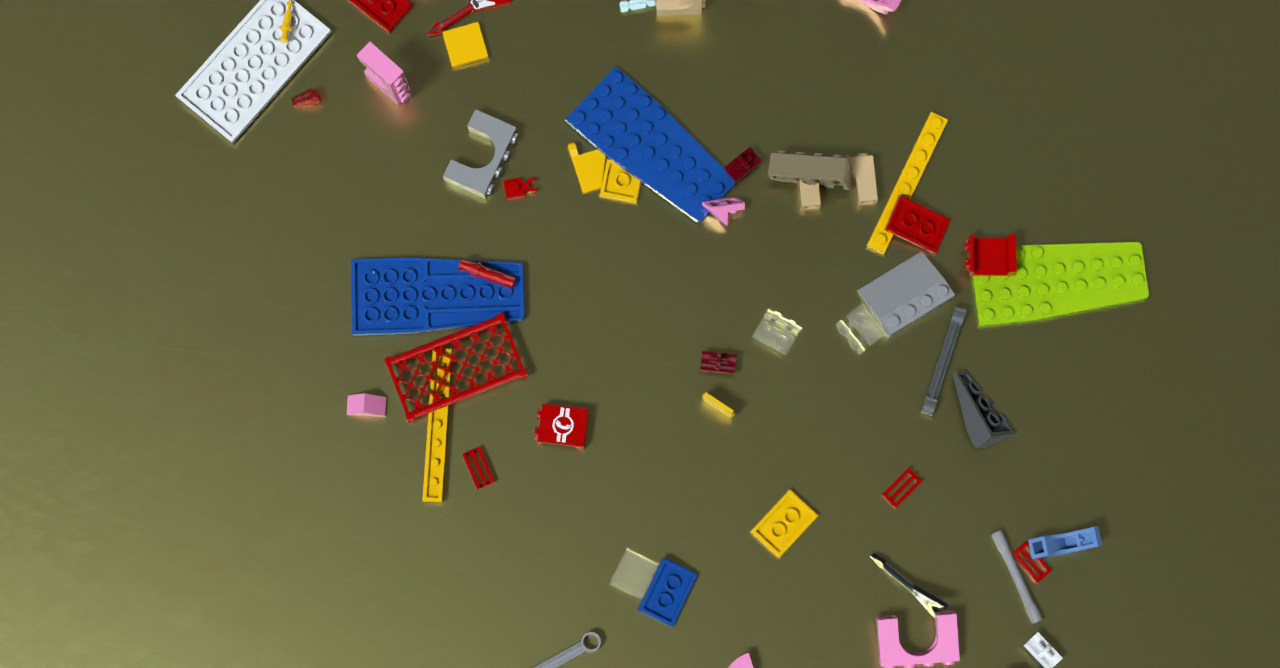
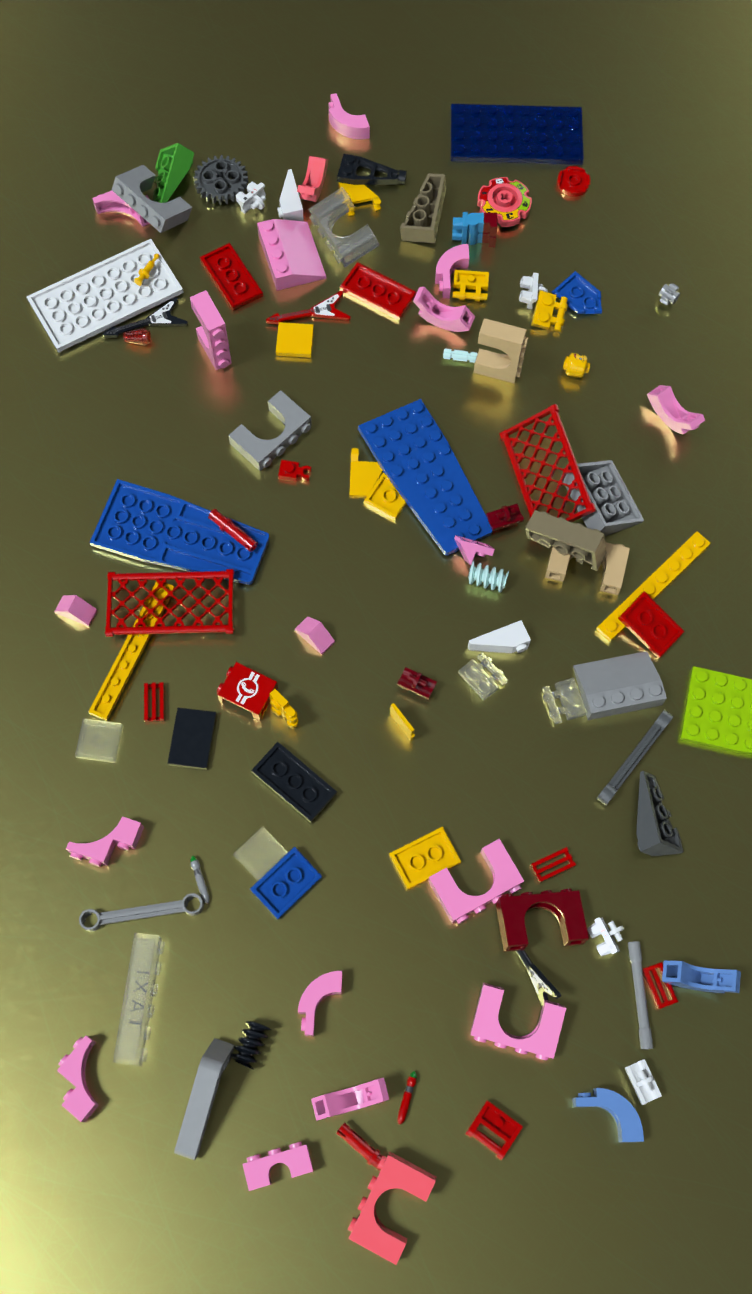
camera: 15 degrees right, 10 degrees down
(319, 68) = (160, 317): none -> black piece
(442, 523) = (98, 740): none -> clear tile
(487, 627) = (99, 852): none -> bright pink arch
(528, 490) = (192, 738): none -> black tile
(588, 617) = (199, 879): none -> light grey piece
(601, 431) = (281, 707): none -> yellow plate
(603, 347) = (315, 634): none -> bright pink slope
(639, 497) = (294, 782): none -> black plate
(747, 231) = (487, 577): none -> light aqua piece
(754, 39) = (504, 435): none -> red door
(785, 289) = (503, 640): none -> white slope
(828, 109) = (610, 496): none -> light grey slope
(863, 518) = (458, 904): none -> bright pink arch
(924, 522) = (563, 905): none -> dark red arch
(976, 543) = (609, 945): none -> white hips
(991, 256) = (713, 676): red panel -> none

